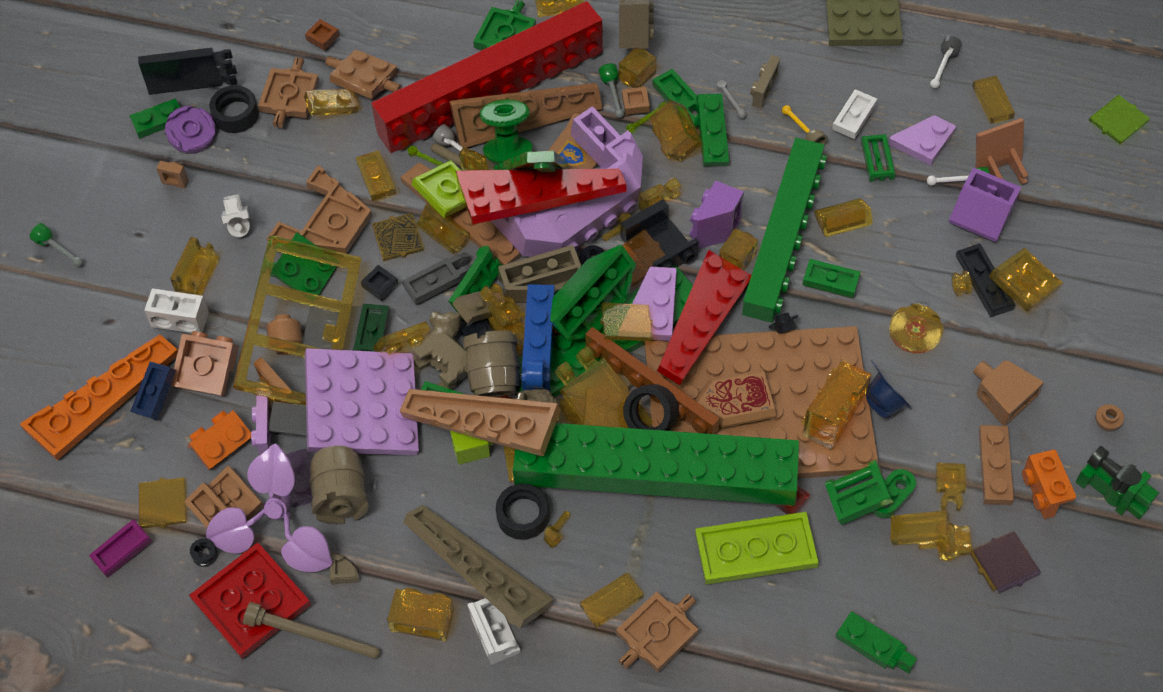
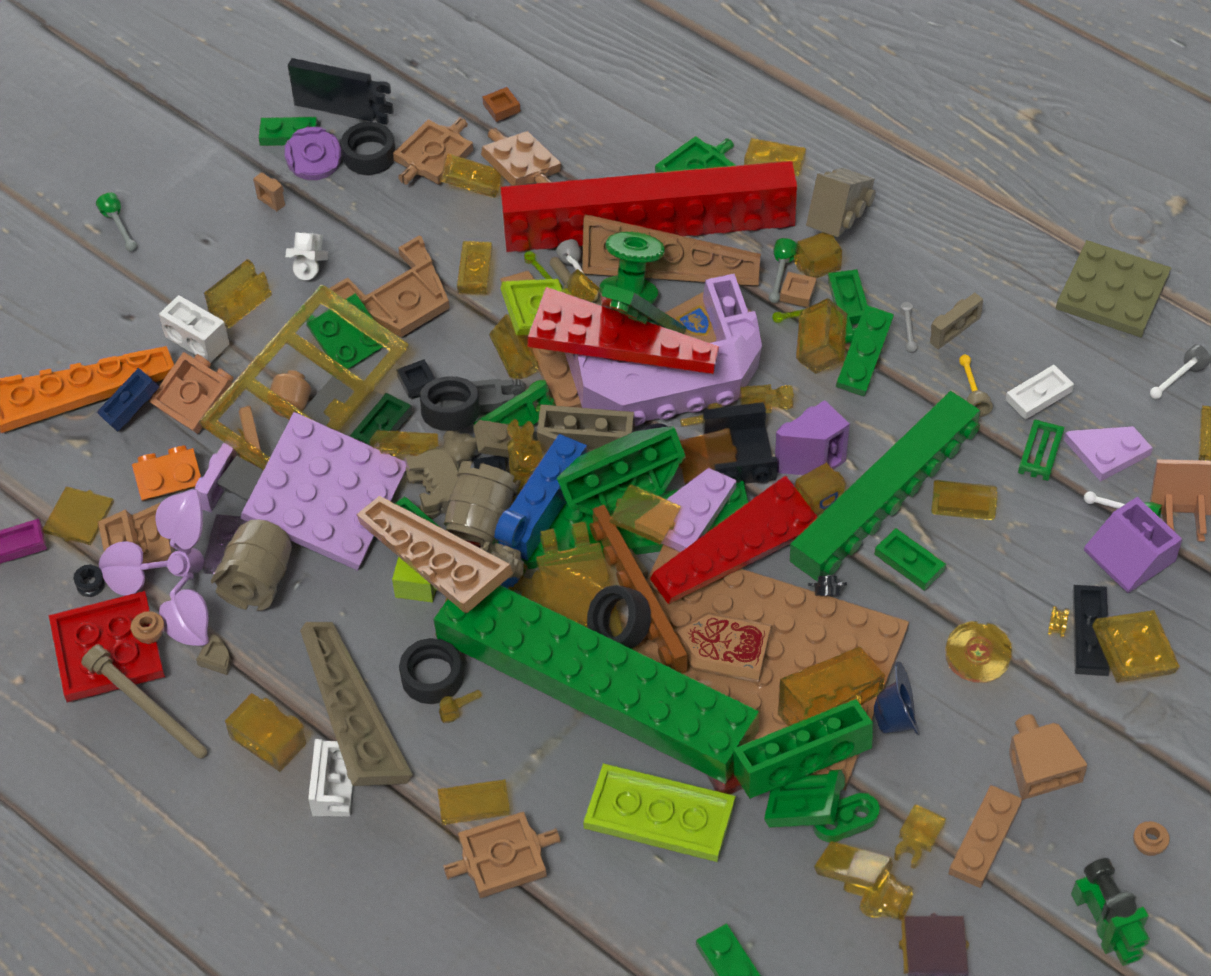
camera: 25 degrees right, 5 degrees down
(281, 577) = (151, 633): none -> medium nougat plate
(397, 237) = (464, 340): clear yellow piece -> none
(422, 279) = (449, 417): none -> black tyre
(842, 455) = (802, 748): none -> green brick
(1047, 482) = (1033, 877): orange bracket -> none

